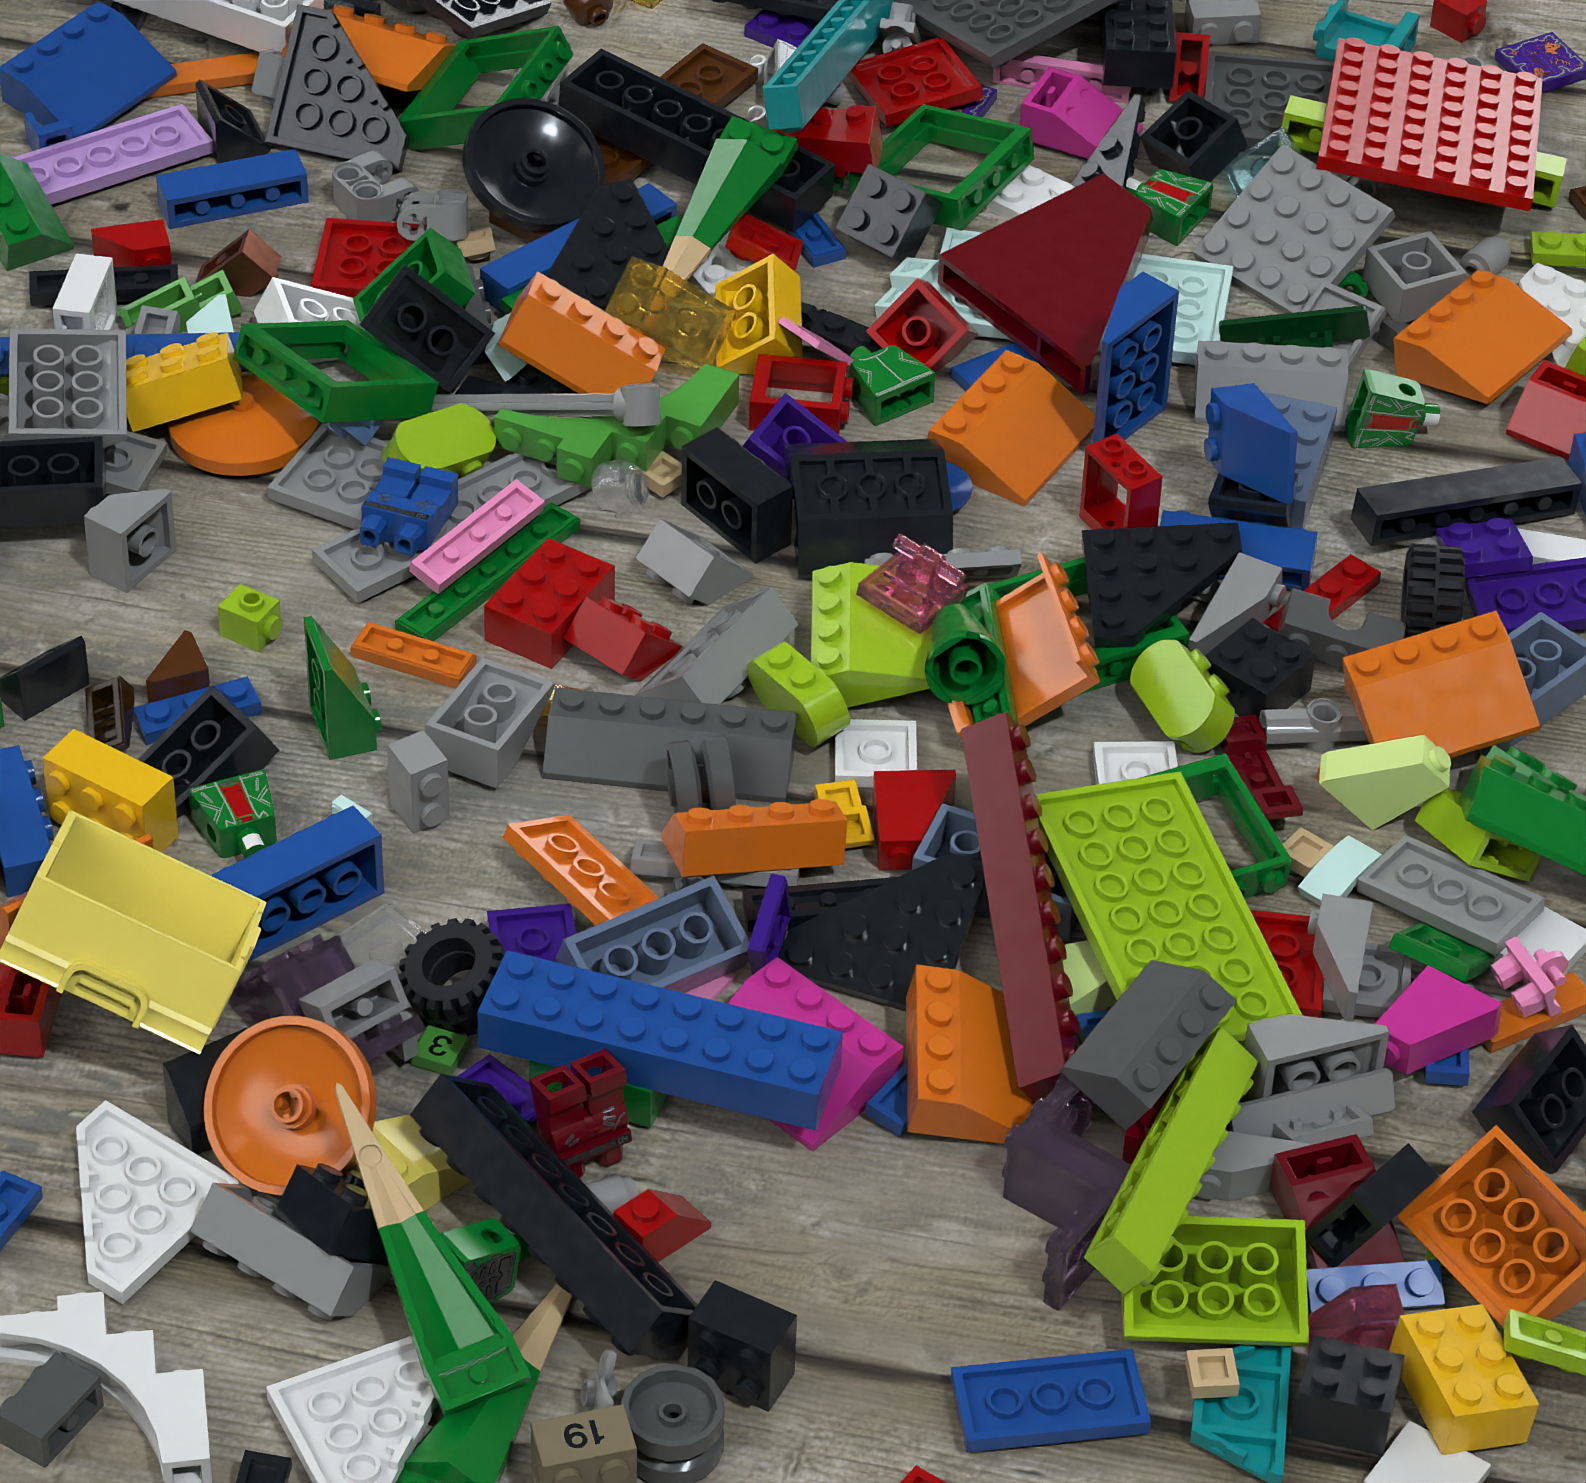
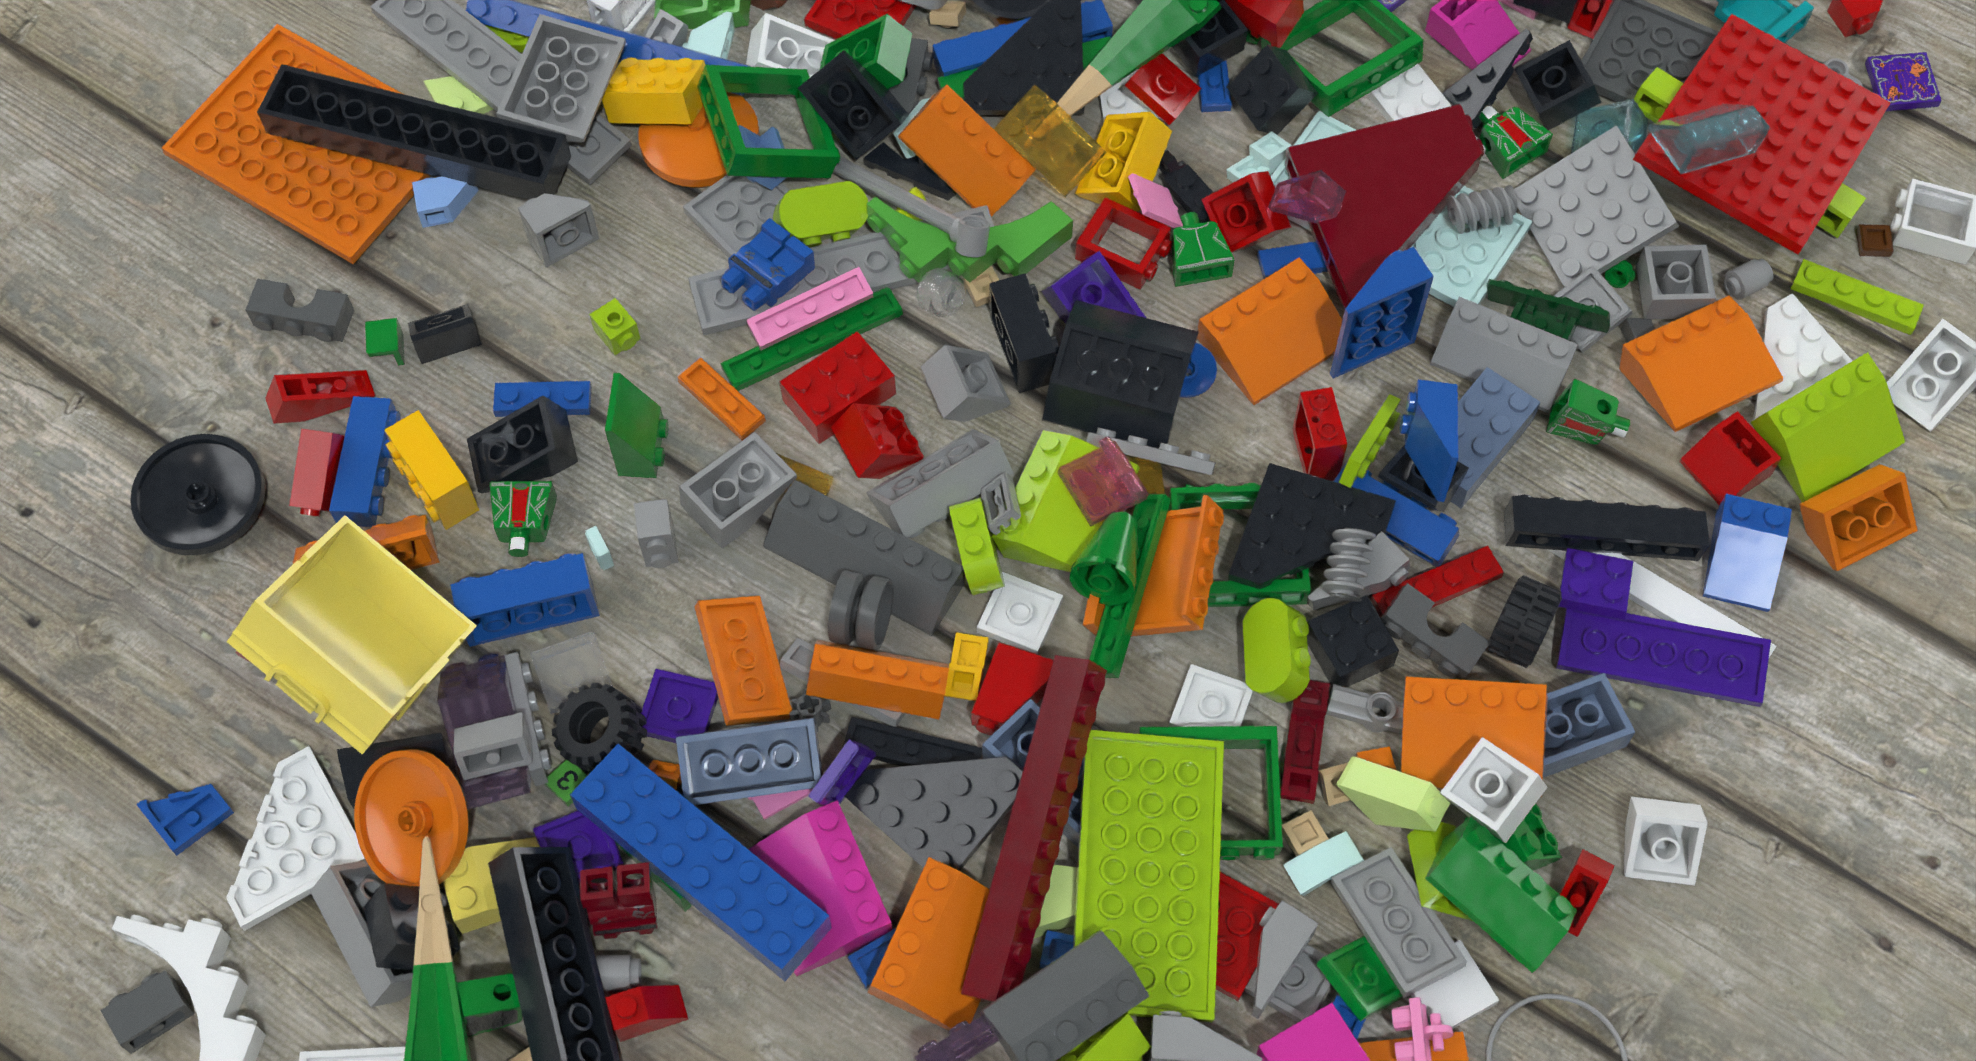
camera: 25 degrees right, 20 degrees up
(98, 698) = (476, 378): dark brown slope -> none
(179, 670) = (541, 362): reddish brown slope -> none
(816, 649) = (1004, 498): none -> light grey tile
(992, 283) = (1308, 197): none -> clear pink slope
(1180, 258) = (1482, 208): none -> light grey piece
(1180, 485) = (1371, 442): none -> lime plate
(1222, 584) = (1346, 563): none -> light grey piece
(1315, 800) = (1329, 779): none -> tan plate
(1389, 122) = (1710, 135): none -> clear light blue slope
(1493, 719) = (1494, 789): none -> white slope

